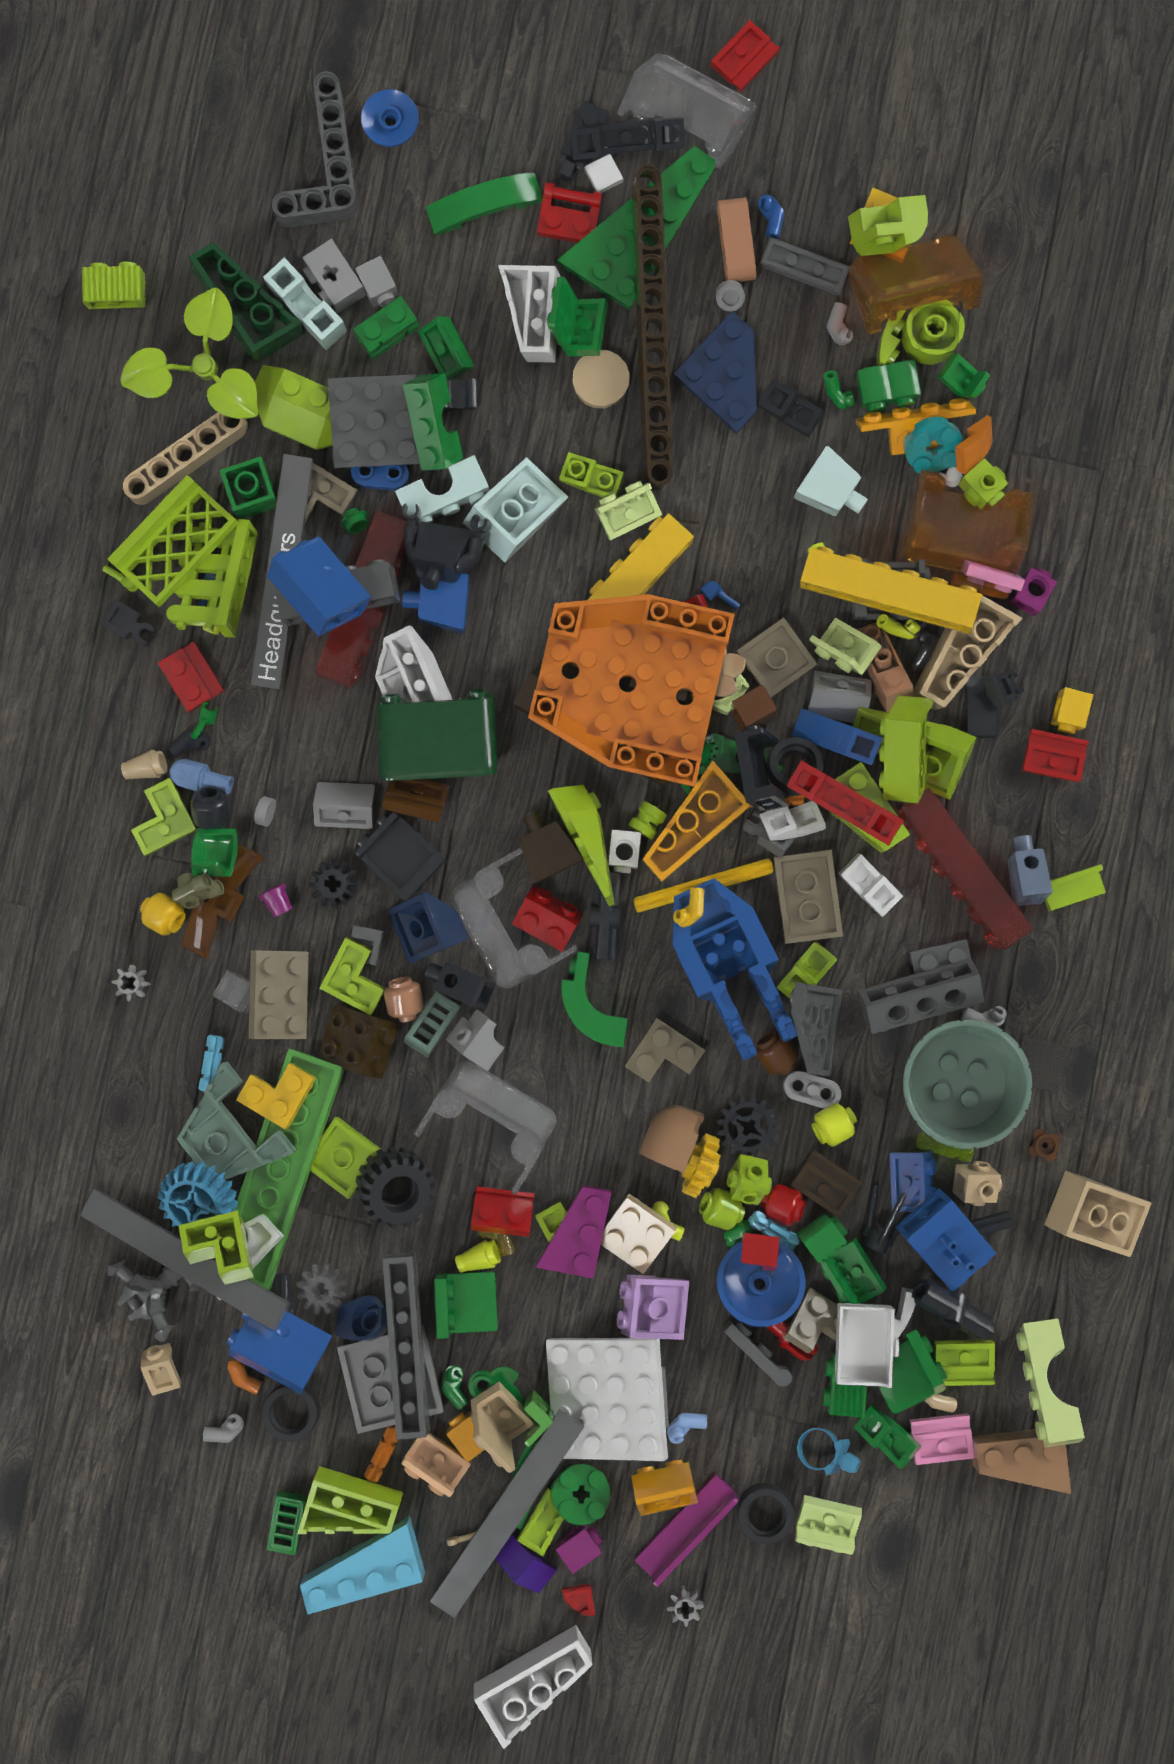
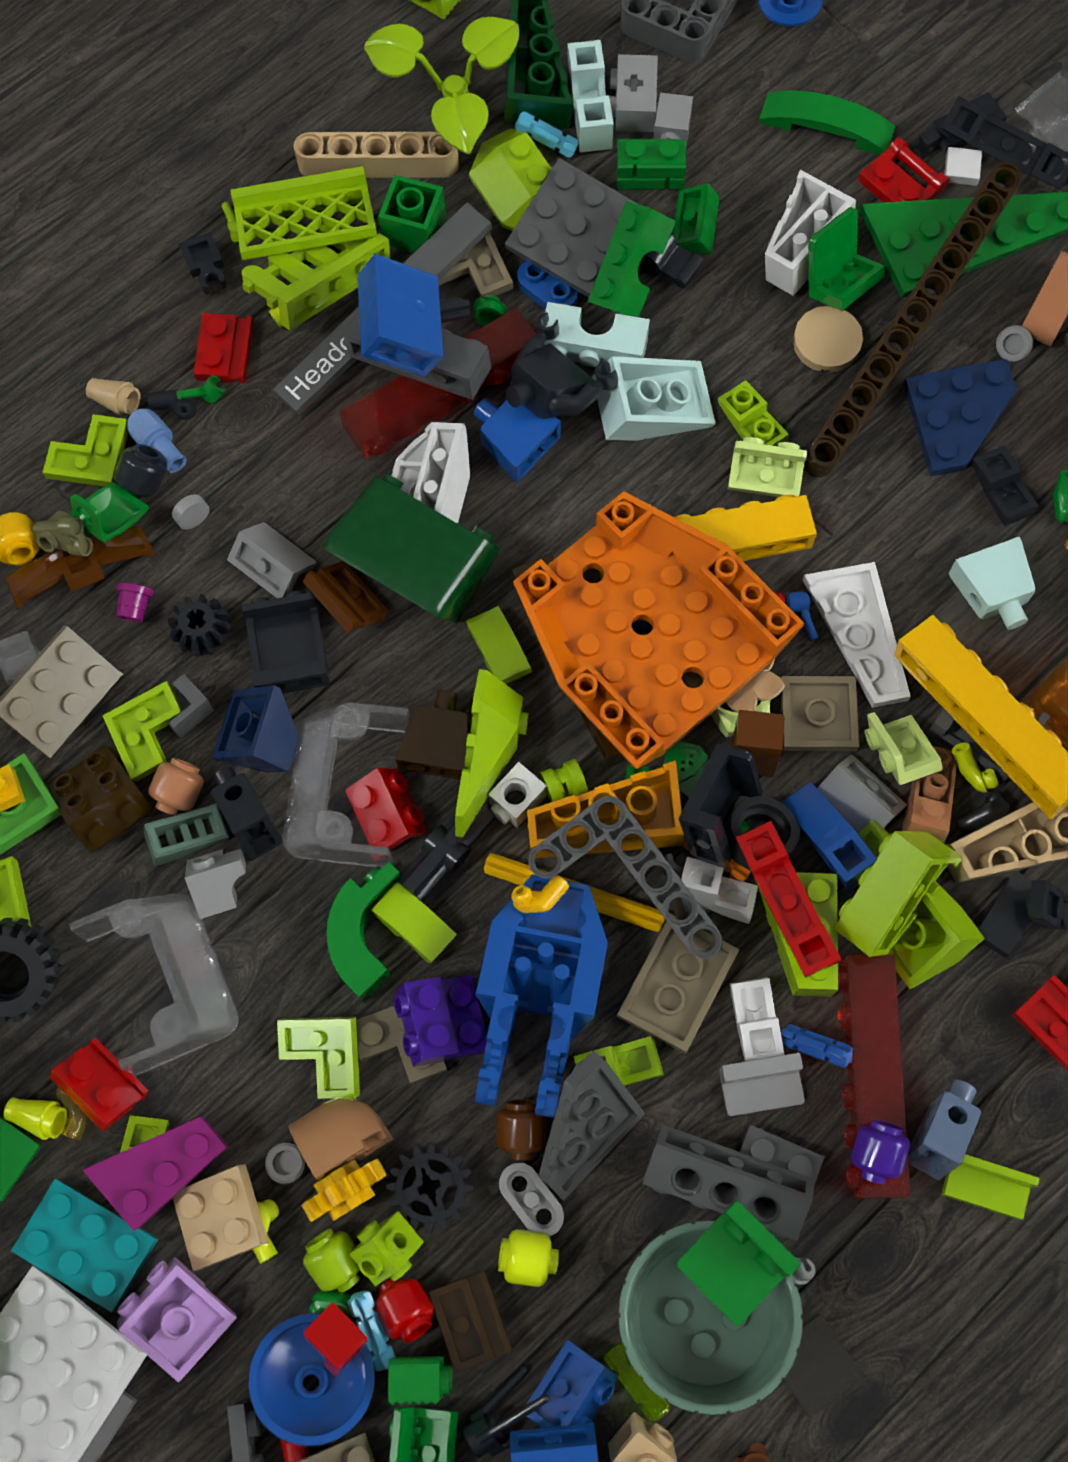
camera: 40 degrees right, 15 degrees down
(294, 354) = (547, 134): none -> medium azure axle
(539, 758) = (498, 645): none -> lime slope
(566, 1306) = (84, 1245): none -> teal plate
(618, 976) = (413, 922): none -> lime slope
(626, 1087) = (333, 1046): none -> lime plate
(649, 1174) = (285, 1163): none -> light grey tile
(682, 1024) = (440, 1019): none -> dark purple plate
(737, 846) = (637, 865): none -> dark grey beam
(759, 575) = (861, 626): none -> white wing
(900, 922) = (762, 1084): none -> light grey panel
(918, 876) = (817, 1045): none -> blue axle
(963, 1045) = (737, 1263): none -> green bracket
(1000, 916) = (880, 1151): none -> dark purple head

